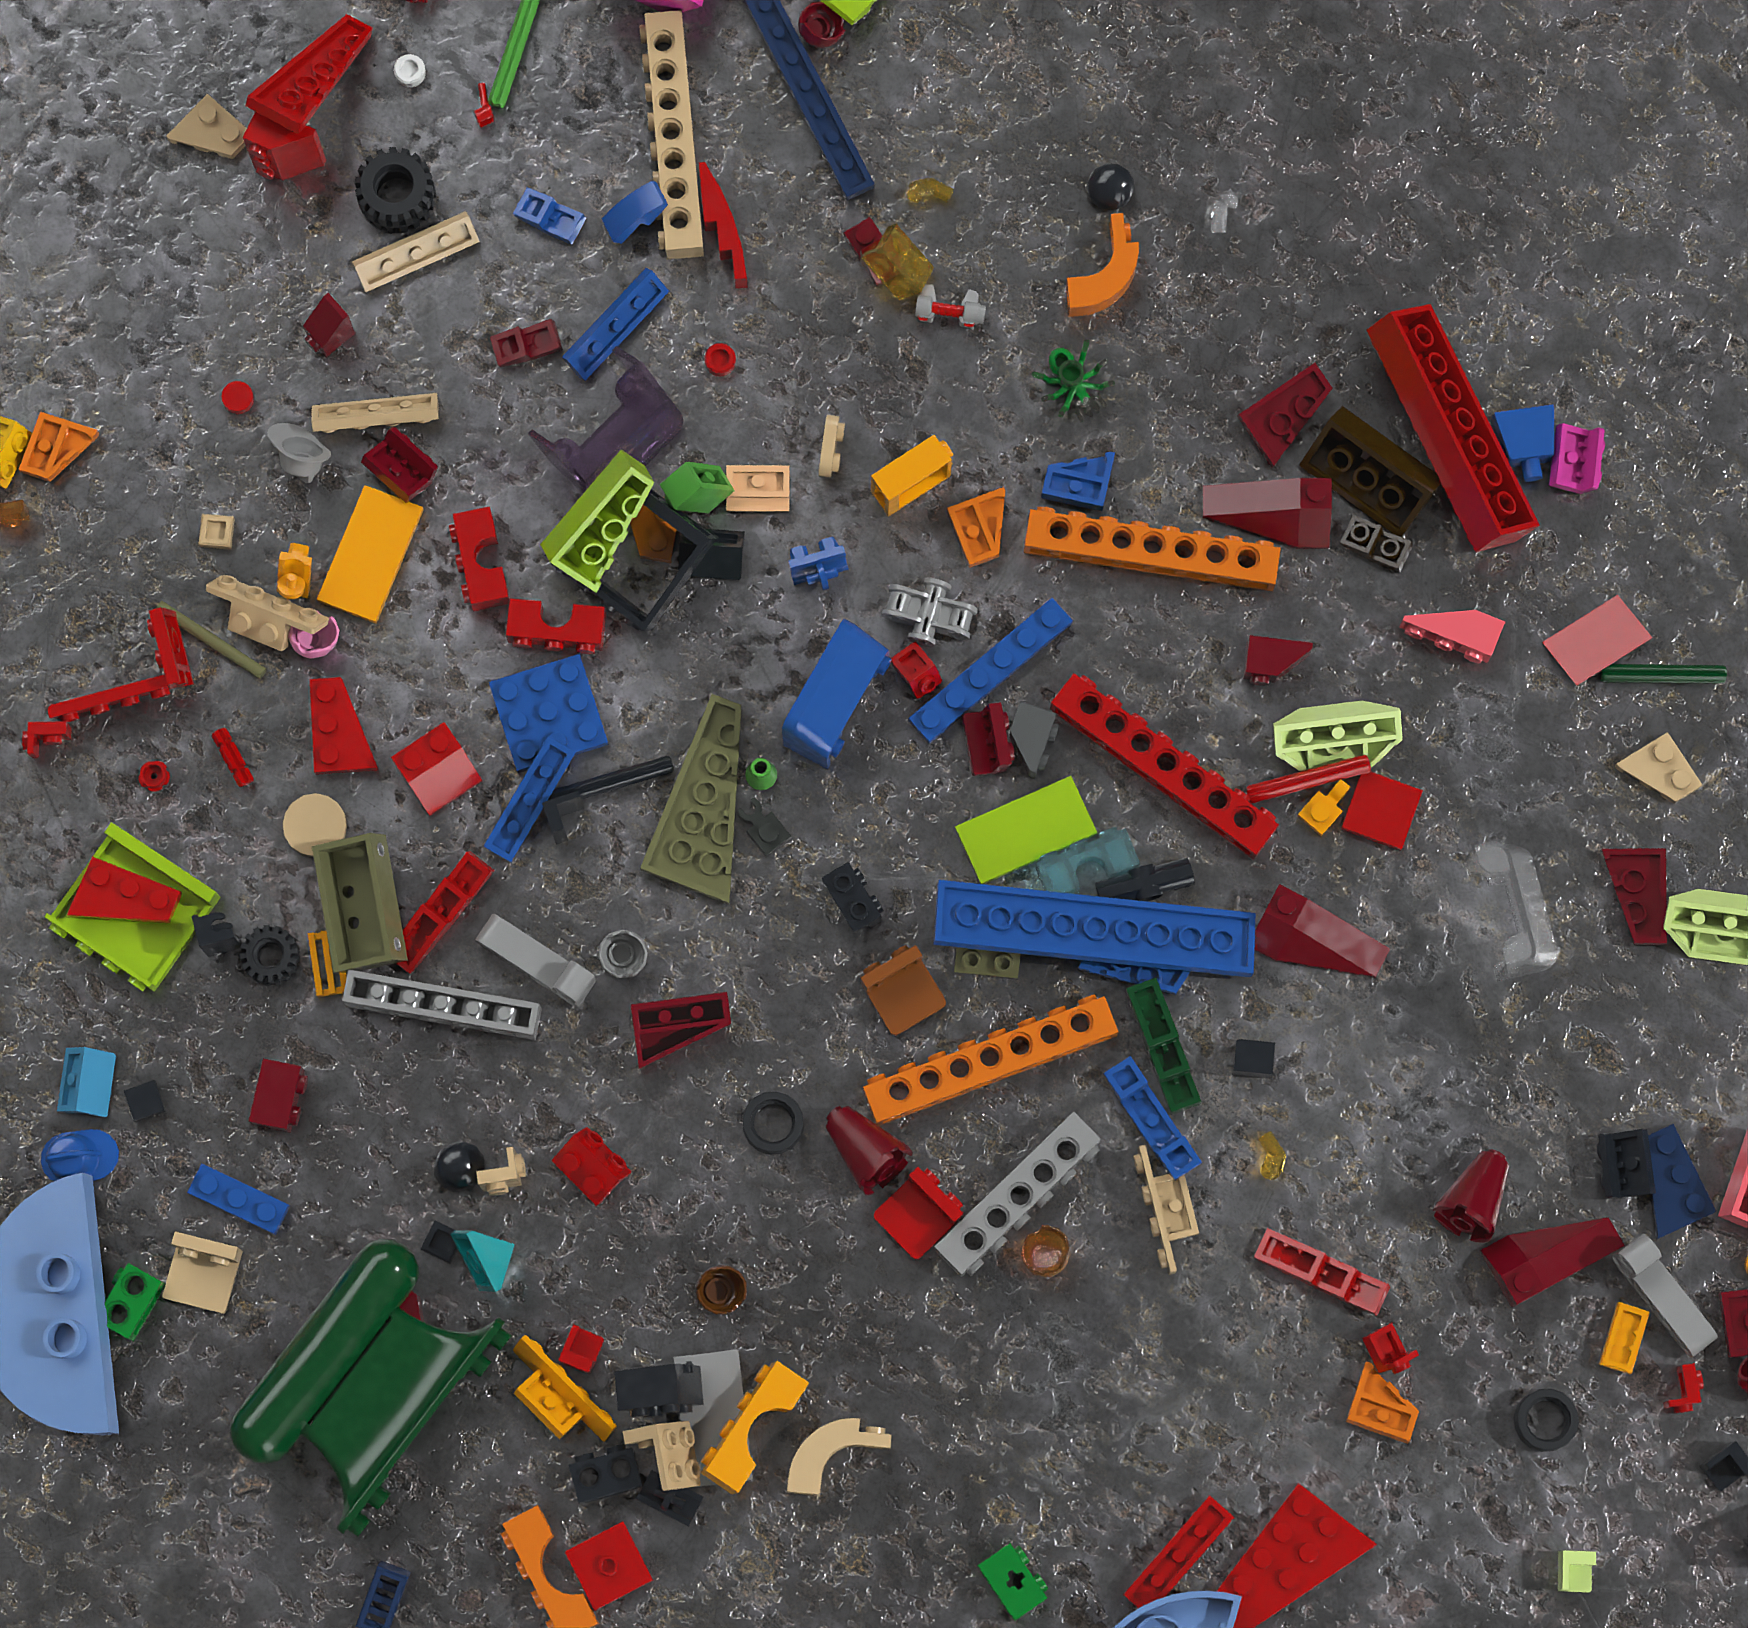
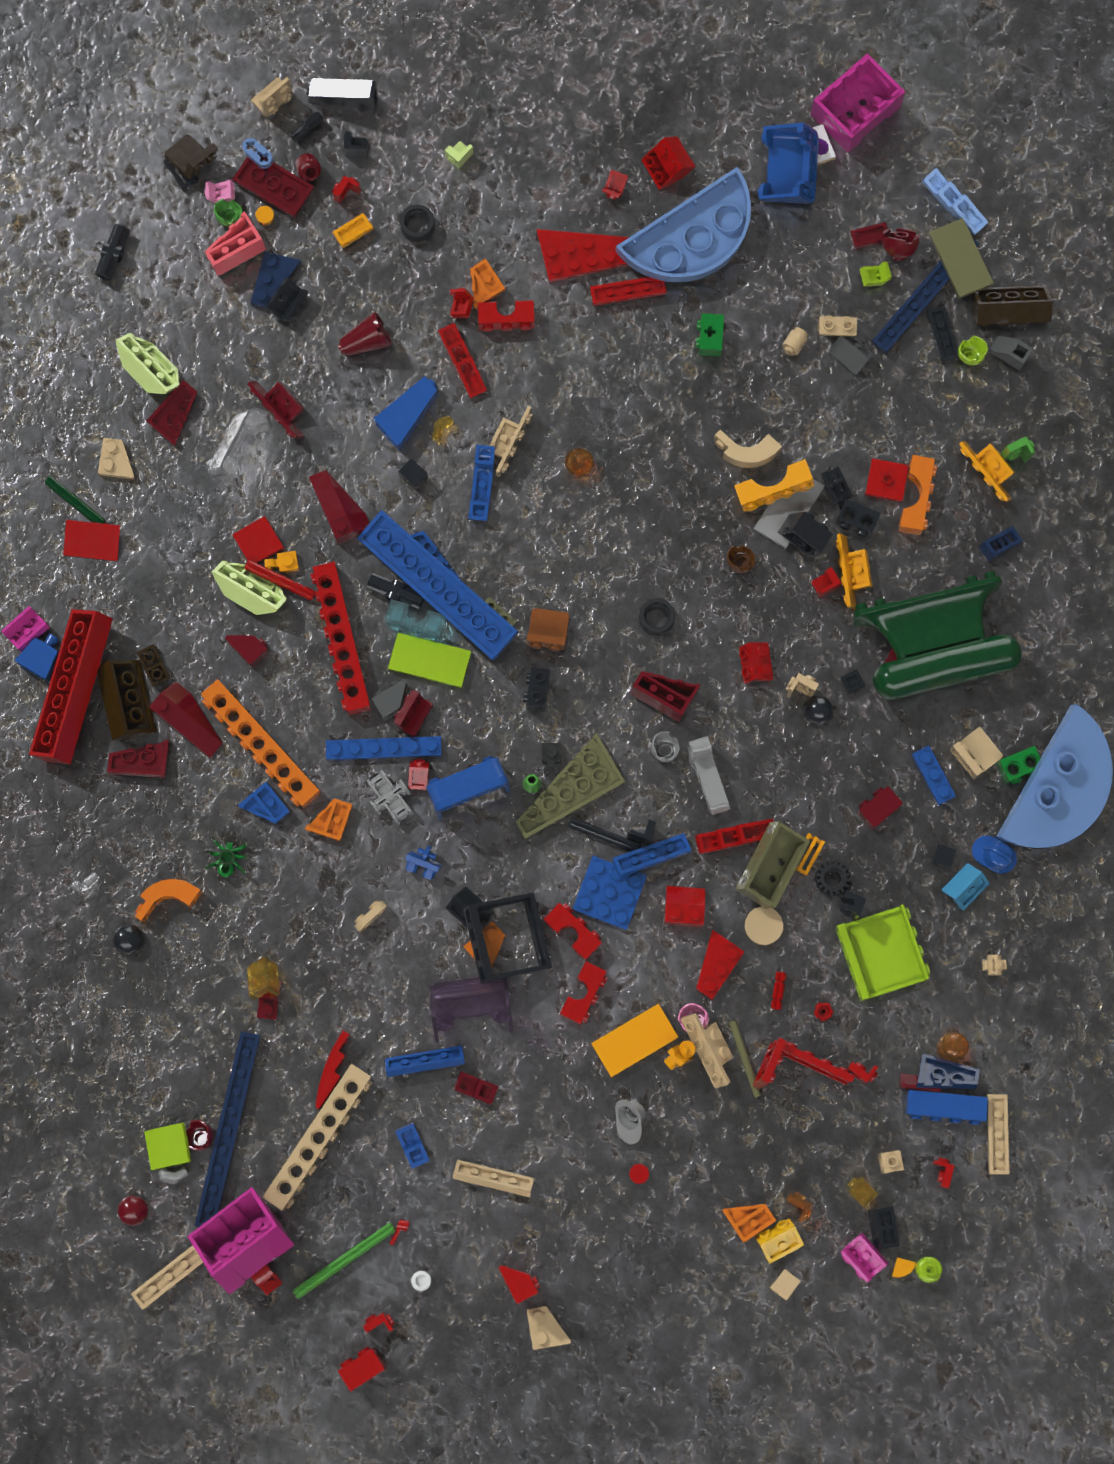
camera: 140 degrees left, 0 degrees up
(121, 894) = (882, 961): red wing -> none
(216, 531) = (701, 1112): tan tile -> none
(306, 80) = (484, 1301): red wing -> none
(327, 326) = (568, 1171): dark red slope -> none
(375, 412) = (577, 1110): tan plate -> none
(391, 166) = (466, 1205): black tyre -> none
(400, 465) = (586, 1072): dark red bracket -> none
(442, 1004) = (769, 787): light grey brick -> none
(484, 1257) = (838, 653): teal slope -> none
(599, 521) = (514, 955): lime wedge -> none
(635, 209) = (369, 1110): blue slope -> none
(673, 1452) = (819, 501): tan bracket -> none
(696, 487) = (452, 941): bright green brick -> none
(720, 359) = (387, 1004): red tile -> none
(758, 488) = (422, 923): light nougat plate -> none
(866, 1148) = (623, 570): dark red cone -> none
(886, 1109) = (473, 541): orange brick -> none
(912, 474) = (343, 866): light orange window -> none
(919, 1213) = (622, 524): red bracket -> none
(928, 186) = (215, 1010): clear yellow arm -> none
(968, 313) = (249, 930): light grey piece -> none
(1070, 1131) = (579, 503): light grey brick -> none
(1163, 1046) = (449, 512): dark green slope -> none
(1290, 1399) = (491, 319): none -> red arch
(1334, 1136) = (406, 412): none -> blue slope
(1463, 631) = (148, 591): coral slope -> none
(1508, 1012) = (281, 404): none -> dark red bracket
(1542, 1257) = (360, 290): dark red wedge -> none
(1663, 1295) = (319, 233): light grey beam -> none

